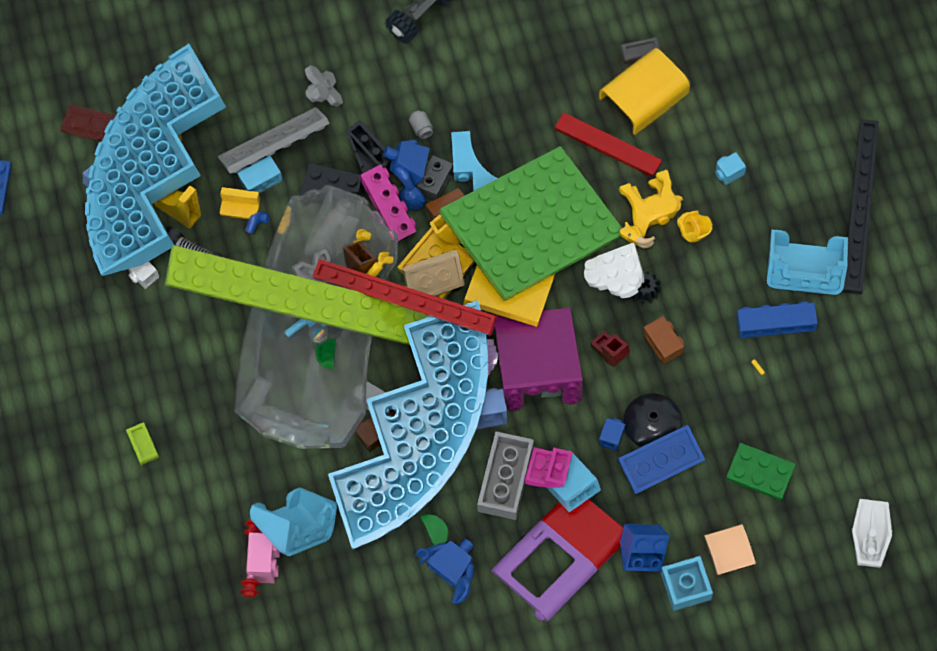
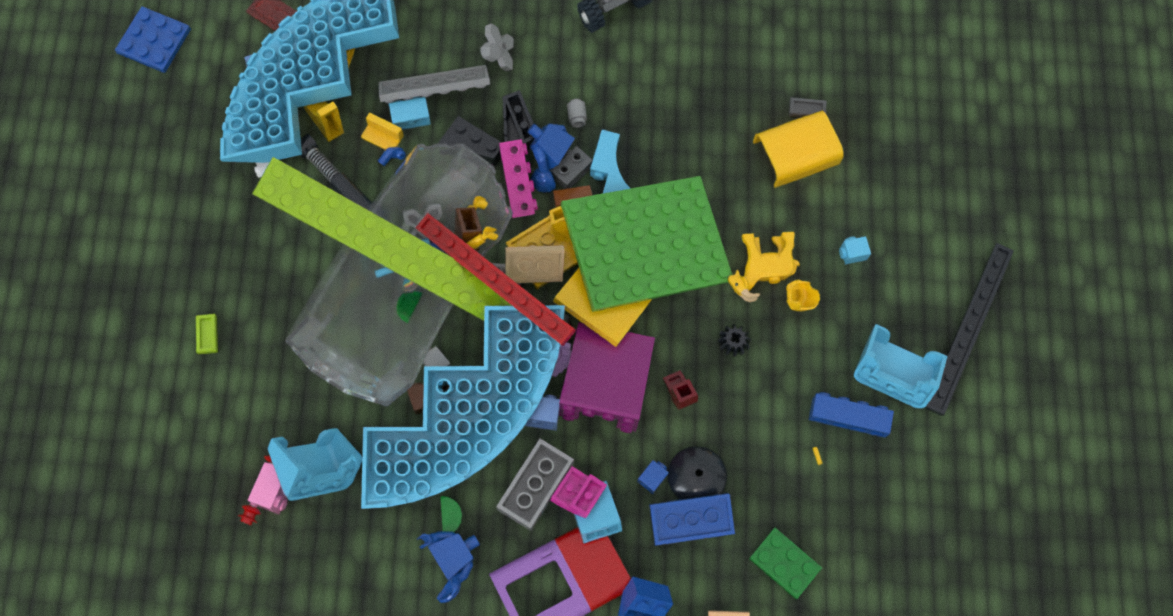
camera: 10 degrees right, 5 degrees up
(608, 144) = (746, 189): red tile -> none
(616, 271) = (712, 315): white plate -> none
(663, 340) = (734, 399): dark orange brick -> none

